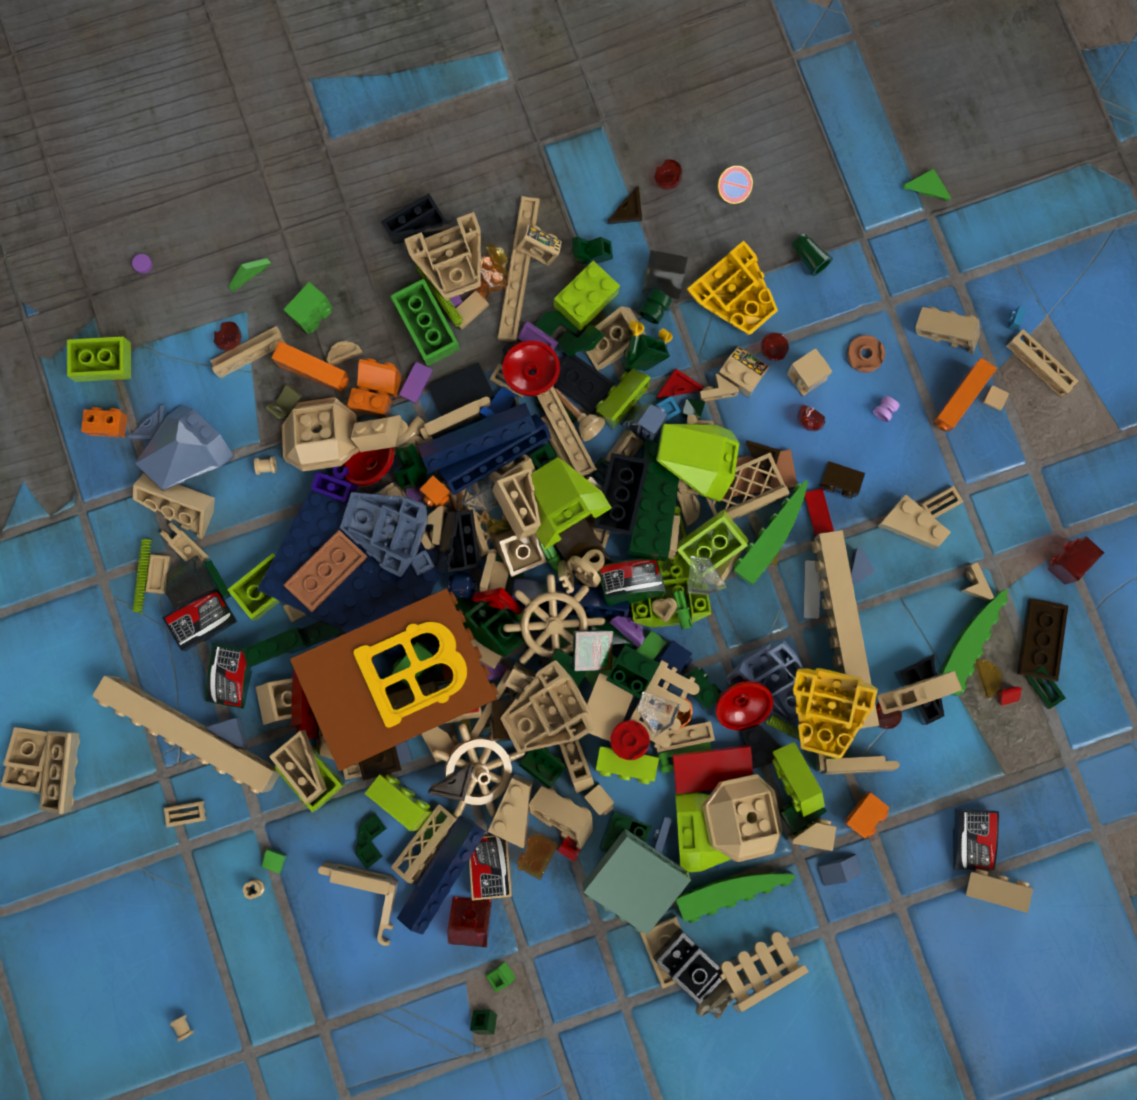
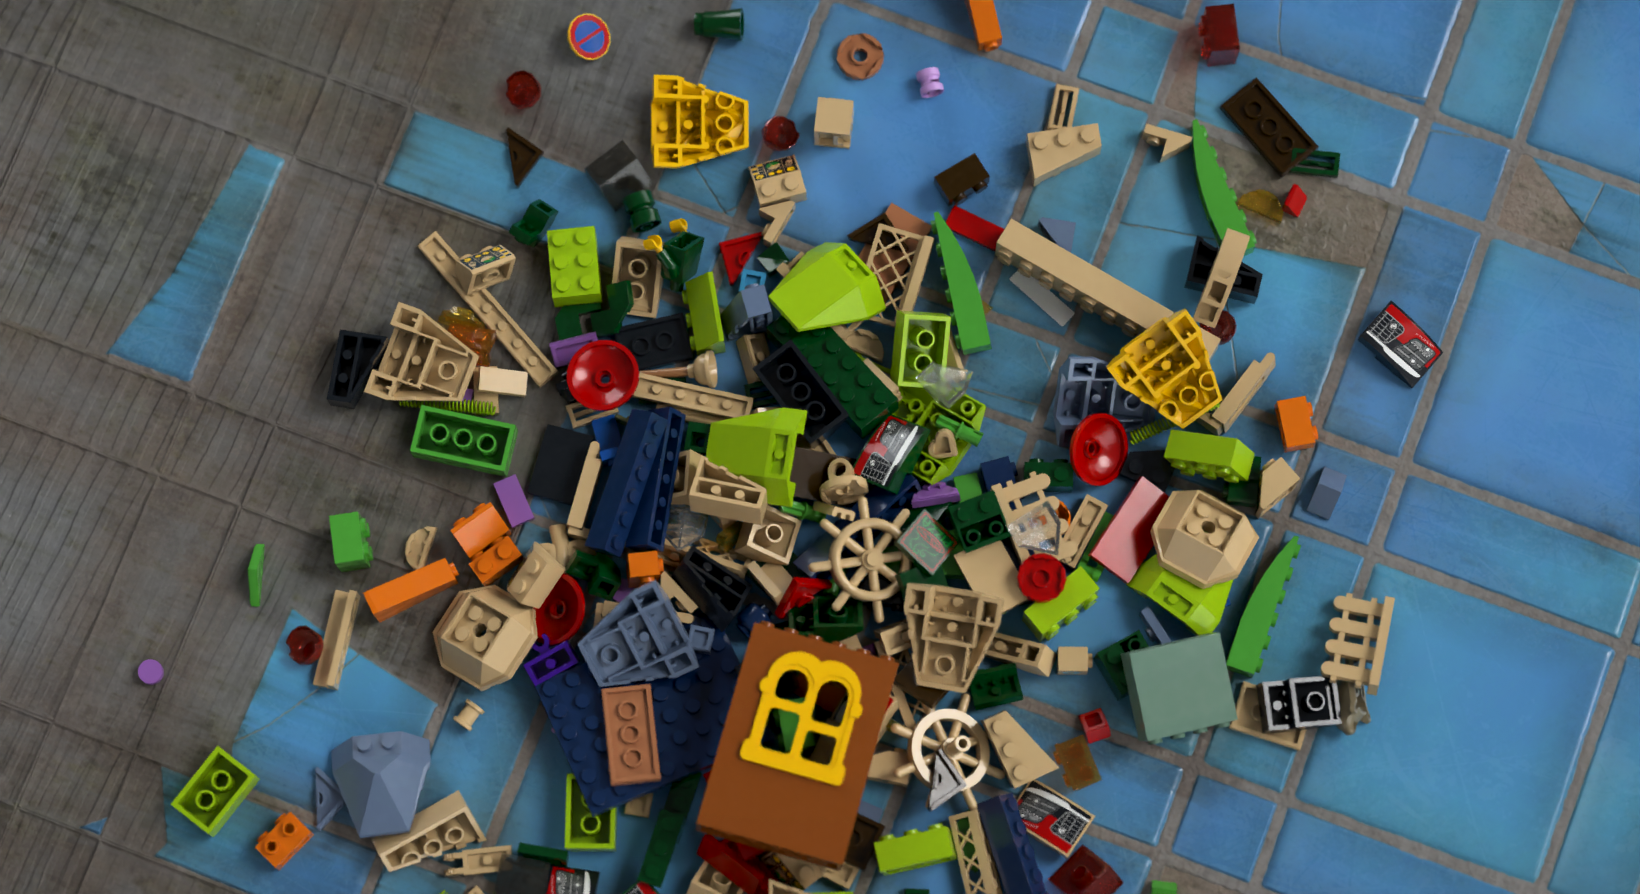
camera: 55 degrees left, 5 degrees down
(285, 402) = (421, 643): olive bracket -> none
(481, 314) = (502, 381): none -> tan tile
(562, 814) = (1059, 705): tan wedge -> none
(810, 419) = (879, 159): clear red hair -> none
(999, 890) = (1464, 361): tan wedge -> none

